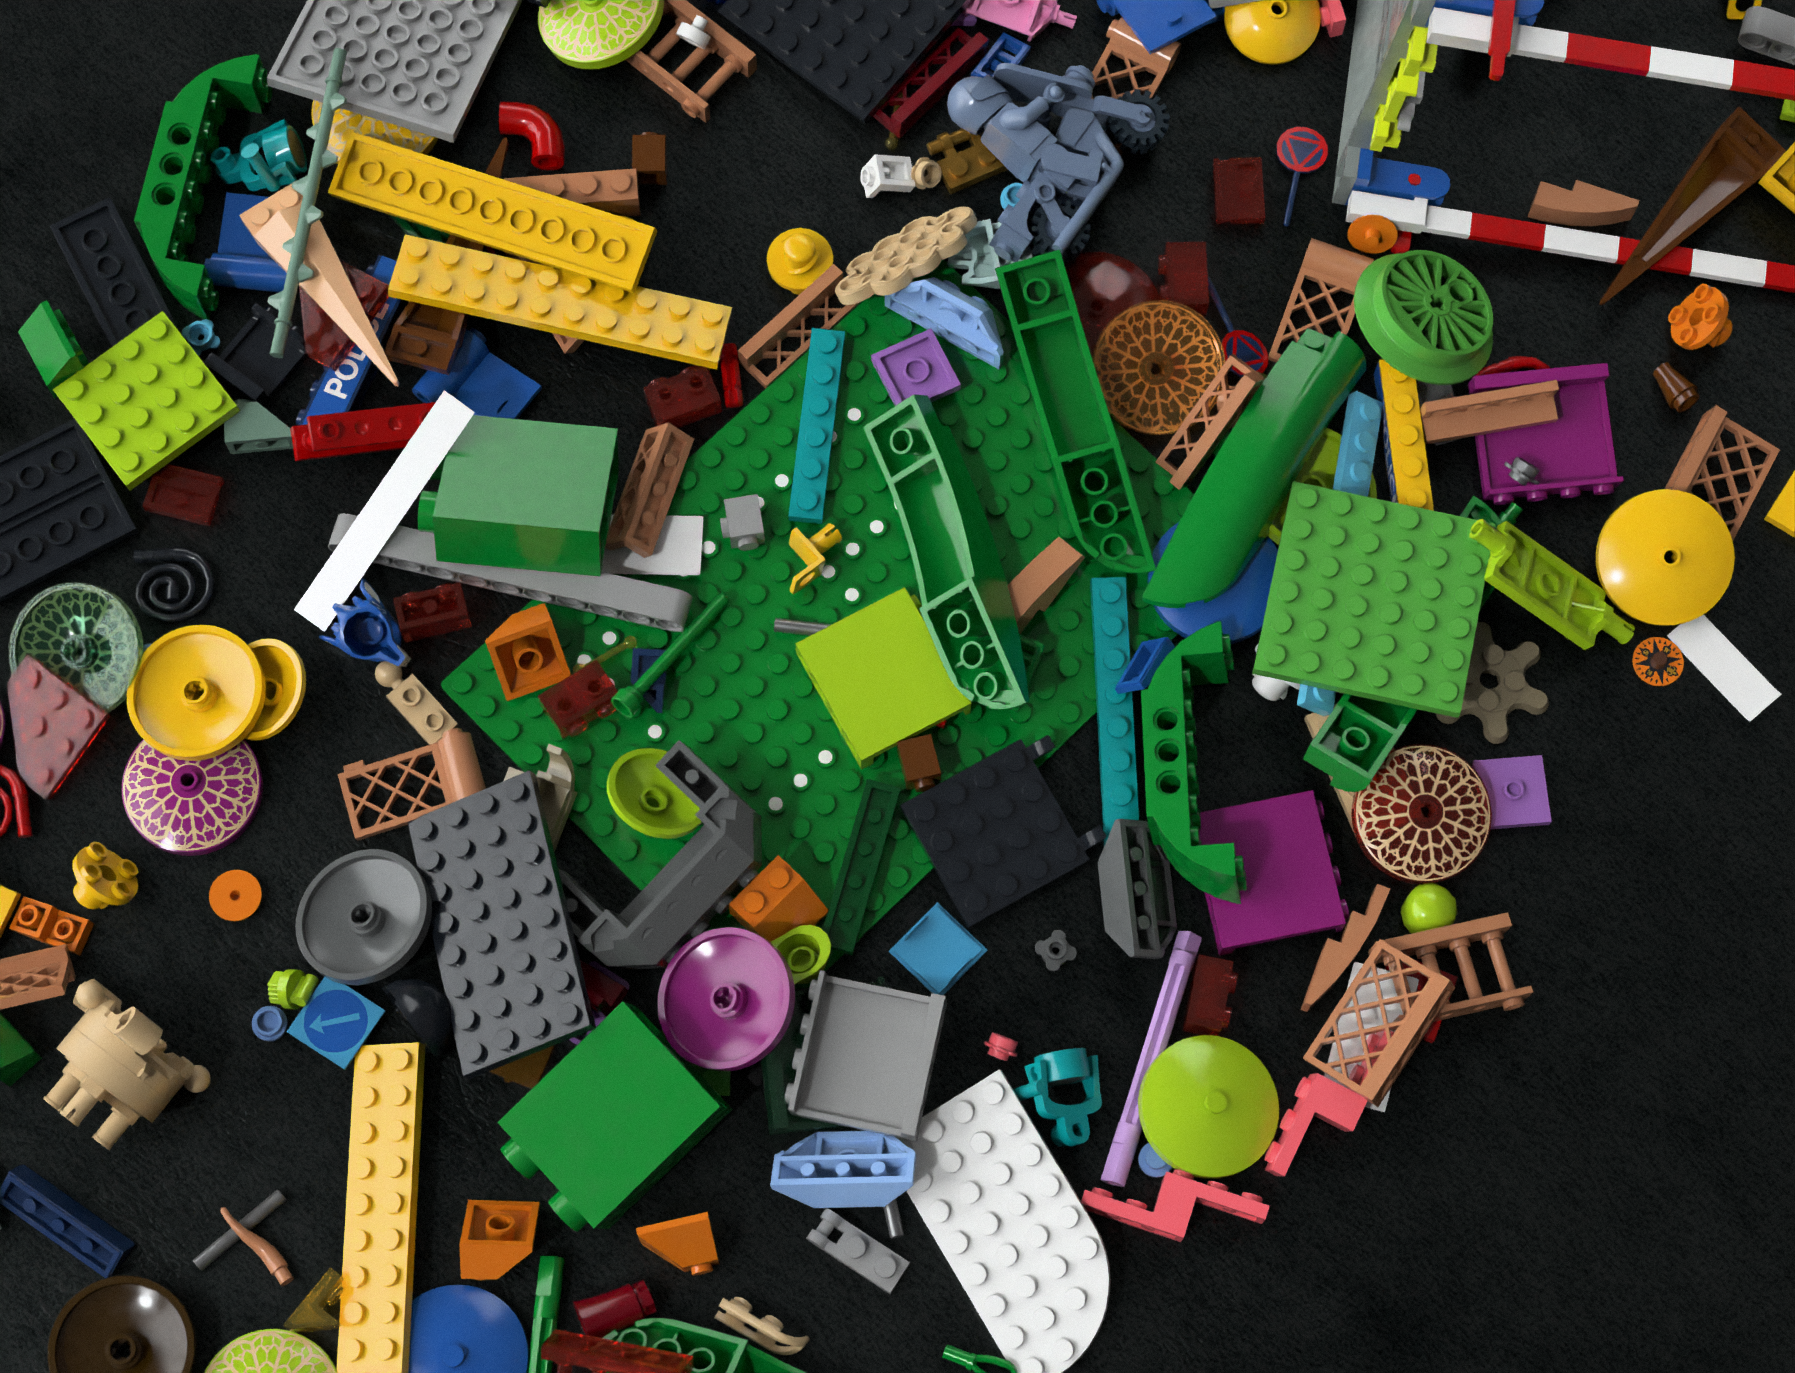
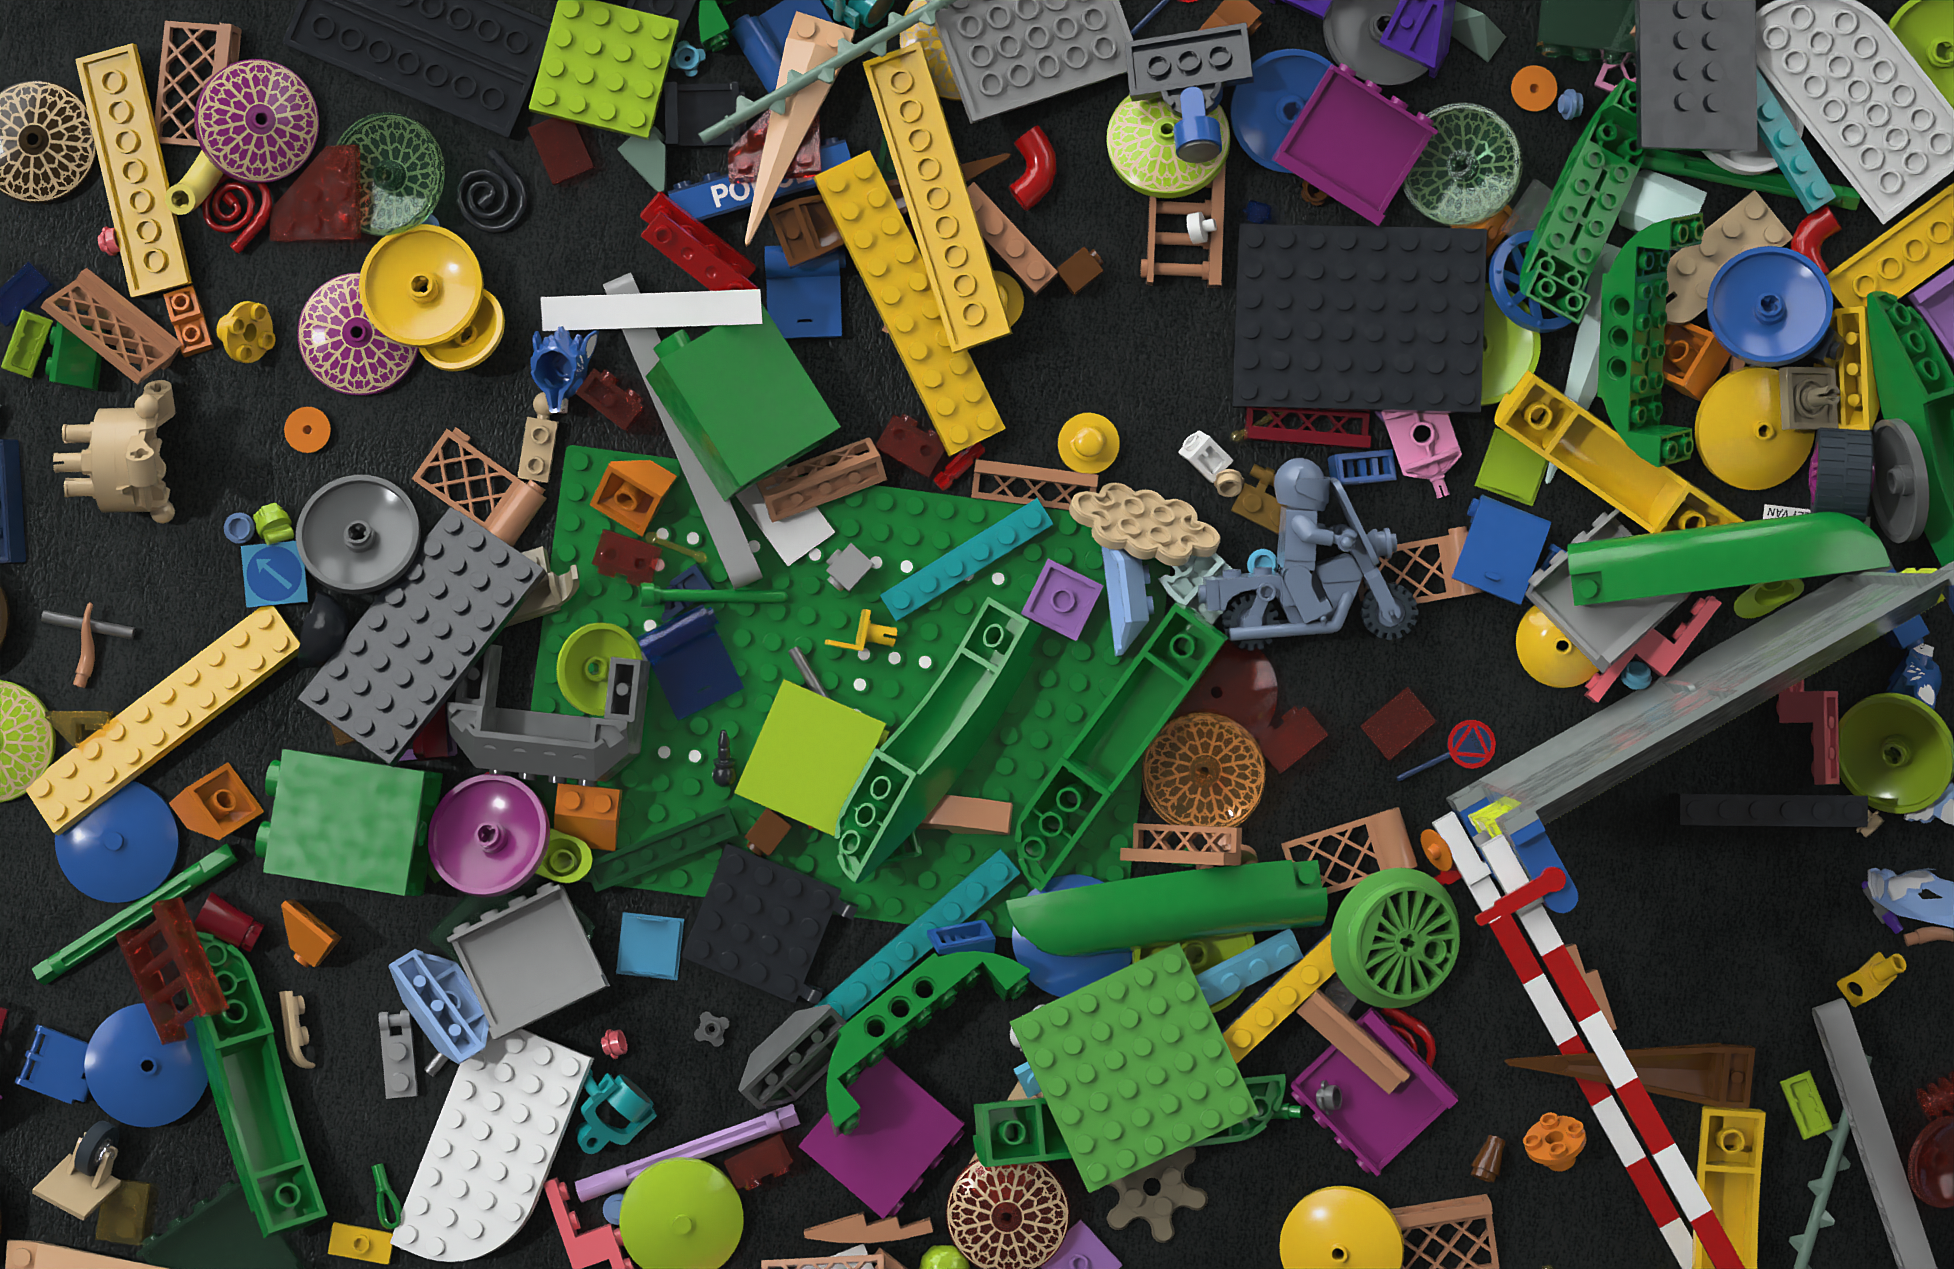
camera: 55 degrees right, 15 degrees up
(714, 715) = (688, 658): none -> clear blue door
(835, 764) = (724, 772): none -> black bar
(1240, 342) = (1271, 821): piece -> none
(1547, 586) = (1247, 1181): lime plate -> none

